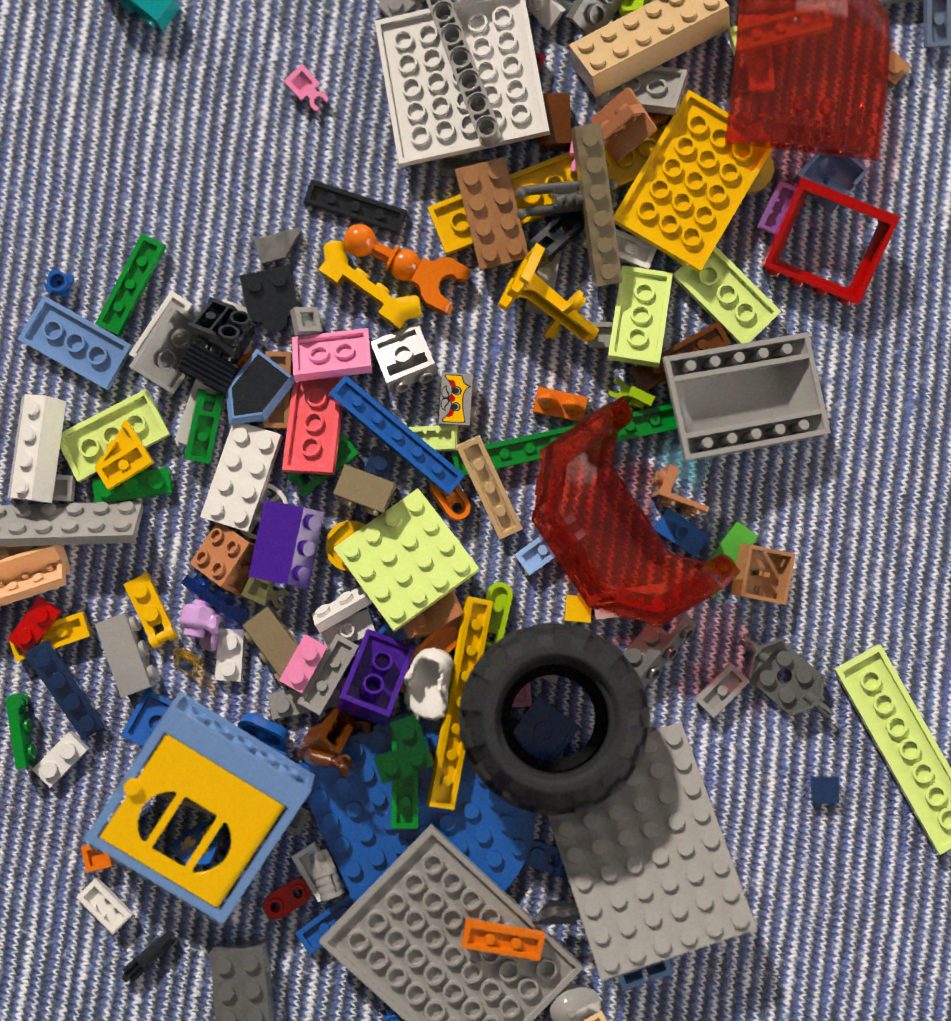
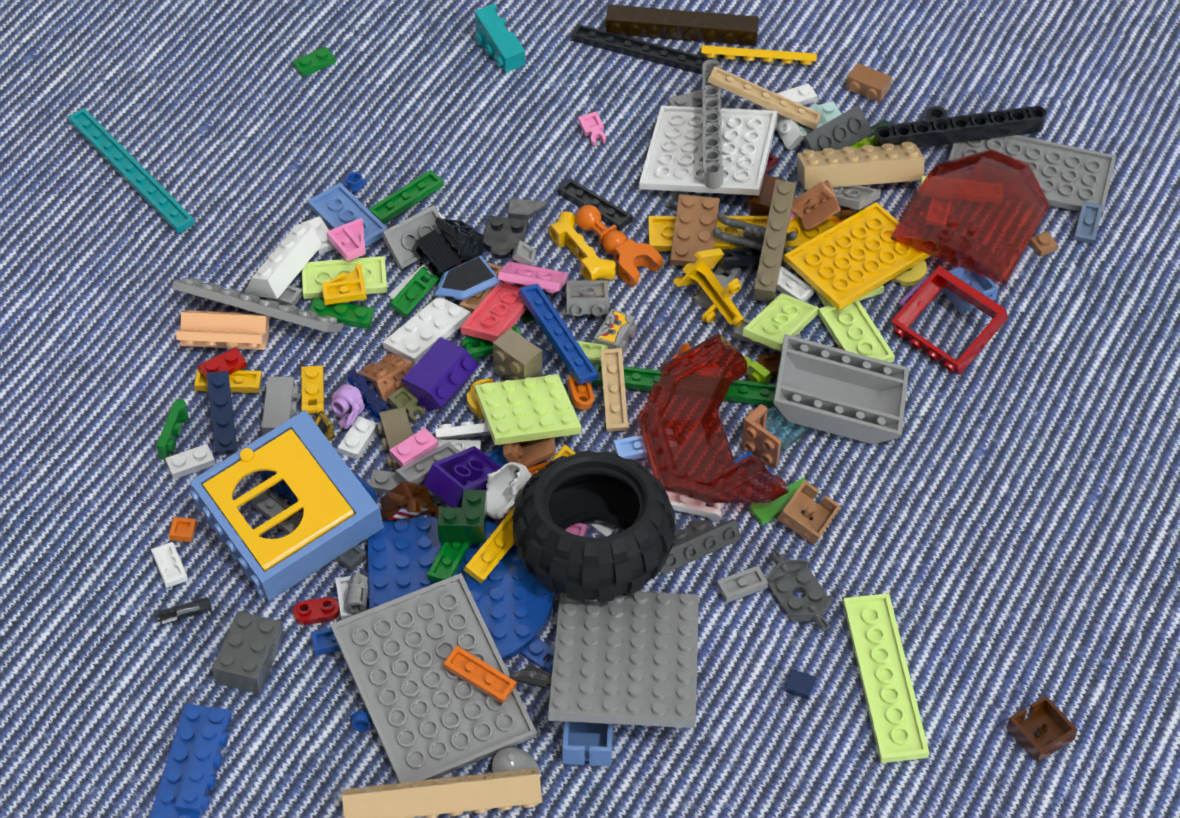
camera: 20 degrees right, 35 degrees down
(54, 379) = (321, 230): none -> white plate
(95, 384) = (349, 239): none -> bright pink wing

